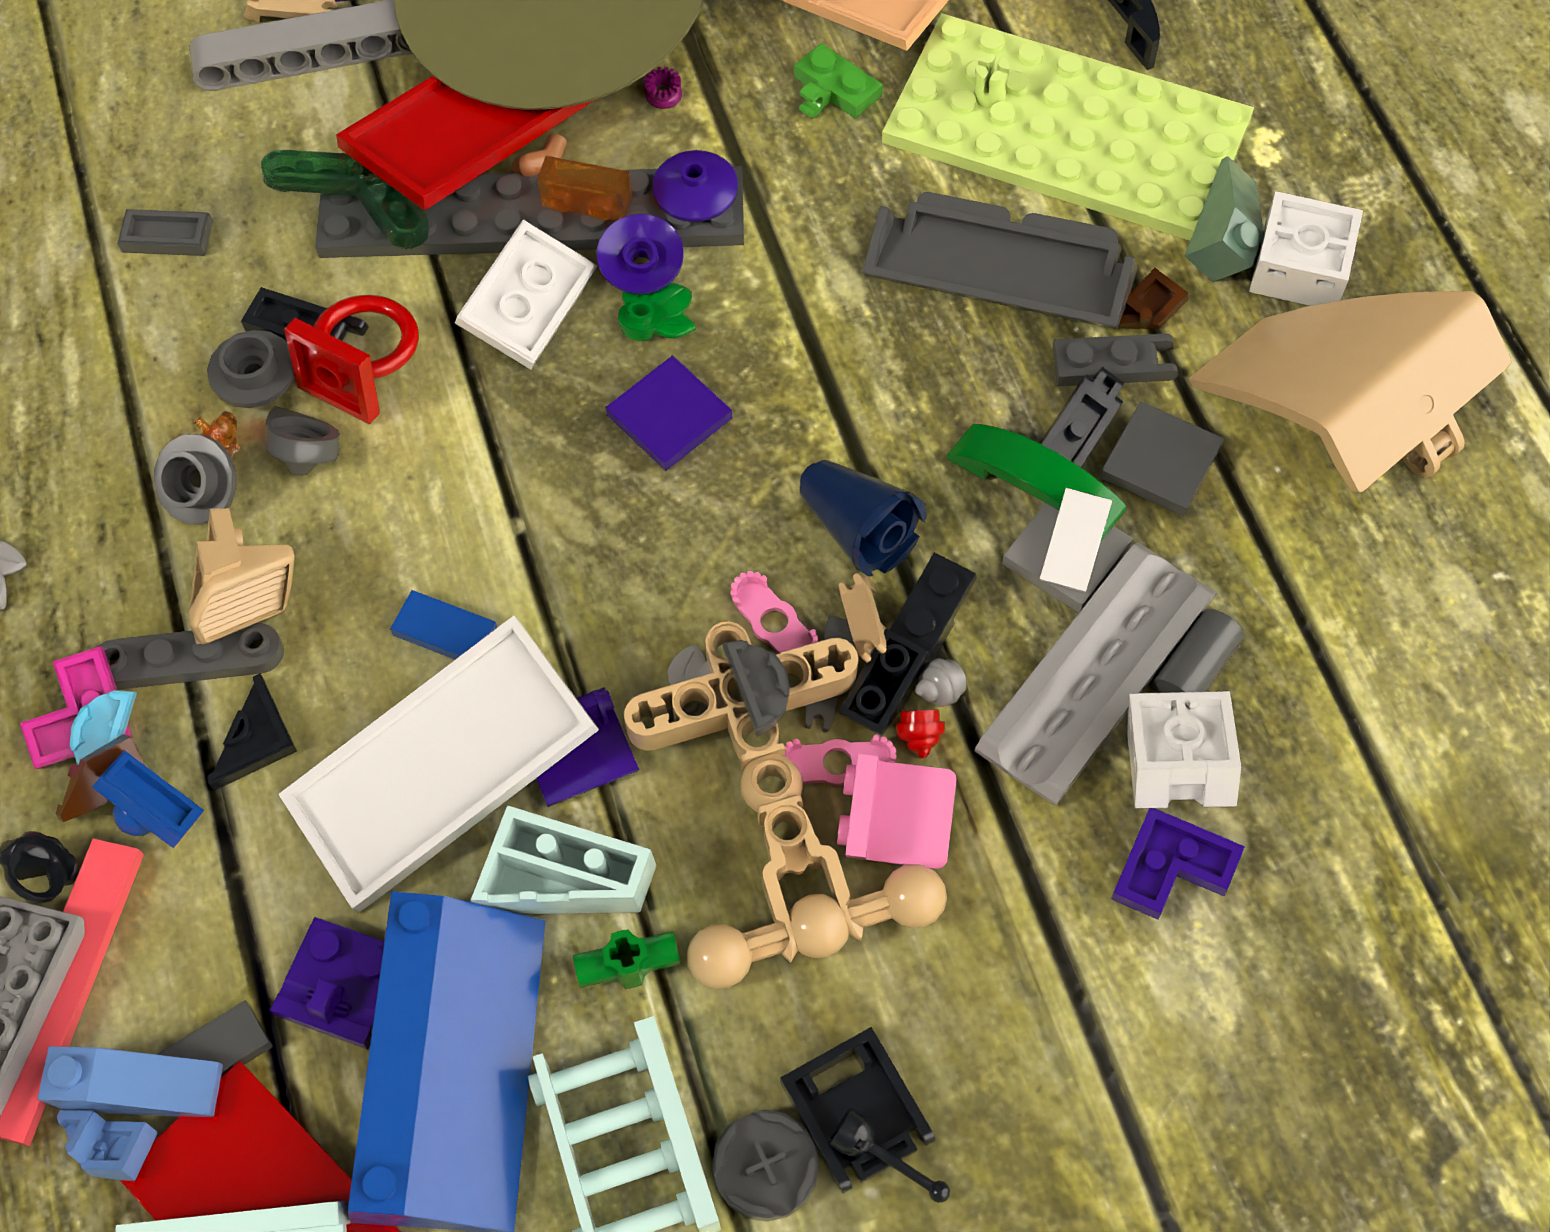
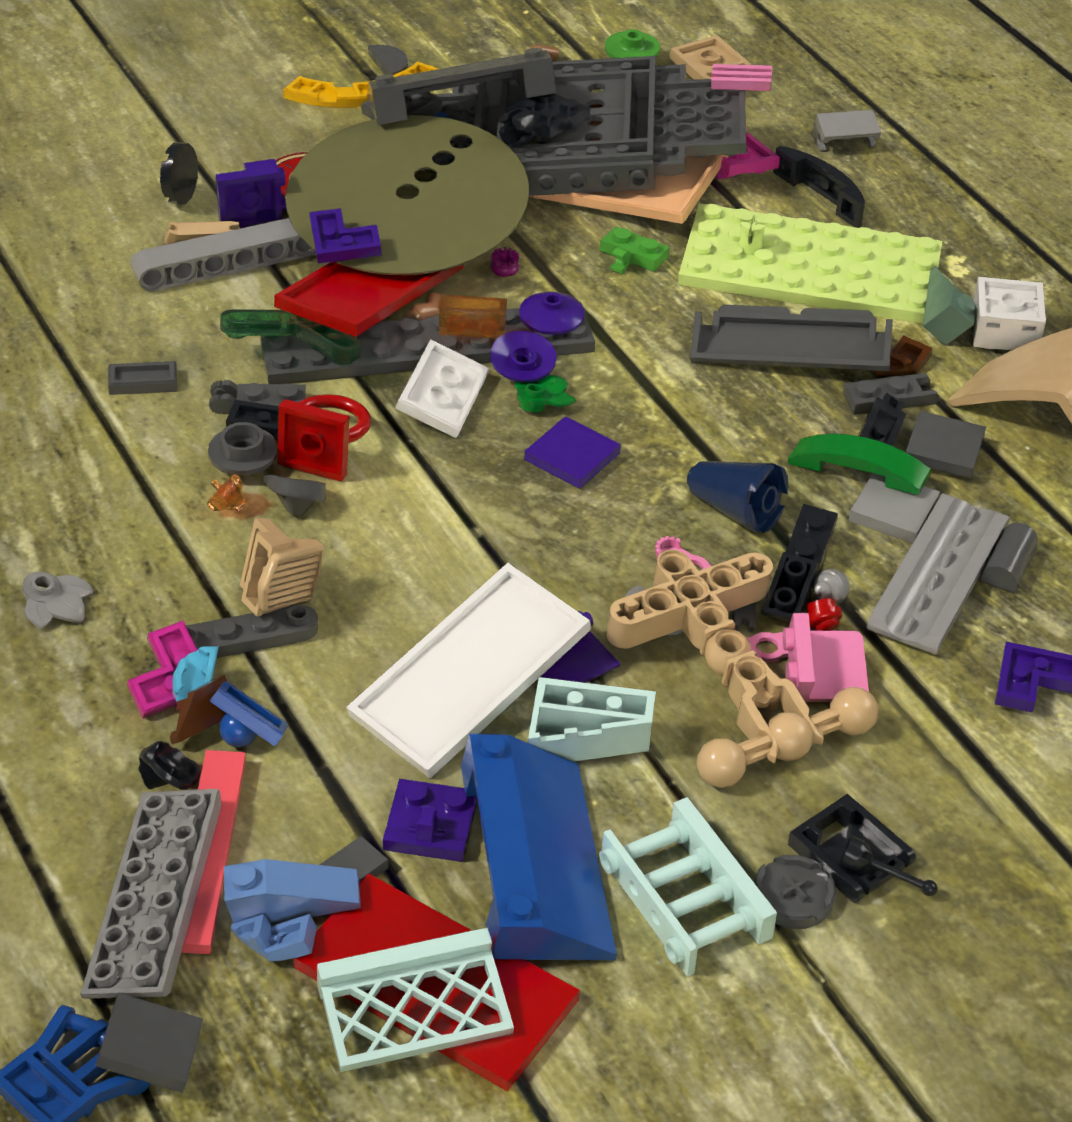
camera: 15 degrees left, 20 degrees down
(193, 477) = (207, 510): dark grey piece -> none
(254, 738) = (313, 678): black tile -> none
(299, 279) = (226, 392): none -> dark grey hinge
(440, 54) = (338, 244): none -> dark purple plate
(440, 625) = (436, 594): blue tile -> none
(605, 963) = (650, 775): green axle -> none
(760, 682) = (706, 581): dark grey tile -> none
(863, 616) = (758, 543): tan piece -> none
(1075, 540) = (902, 489): white tile -> none
(1183, 749) = (1020, 601): white piece -> none

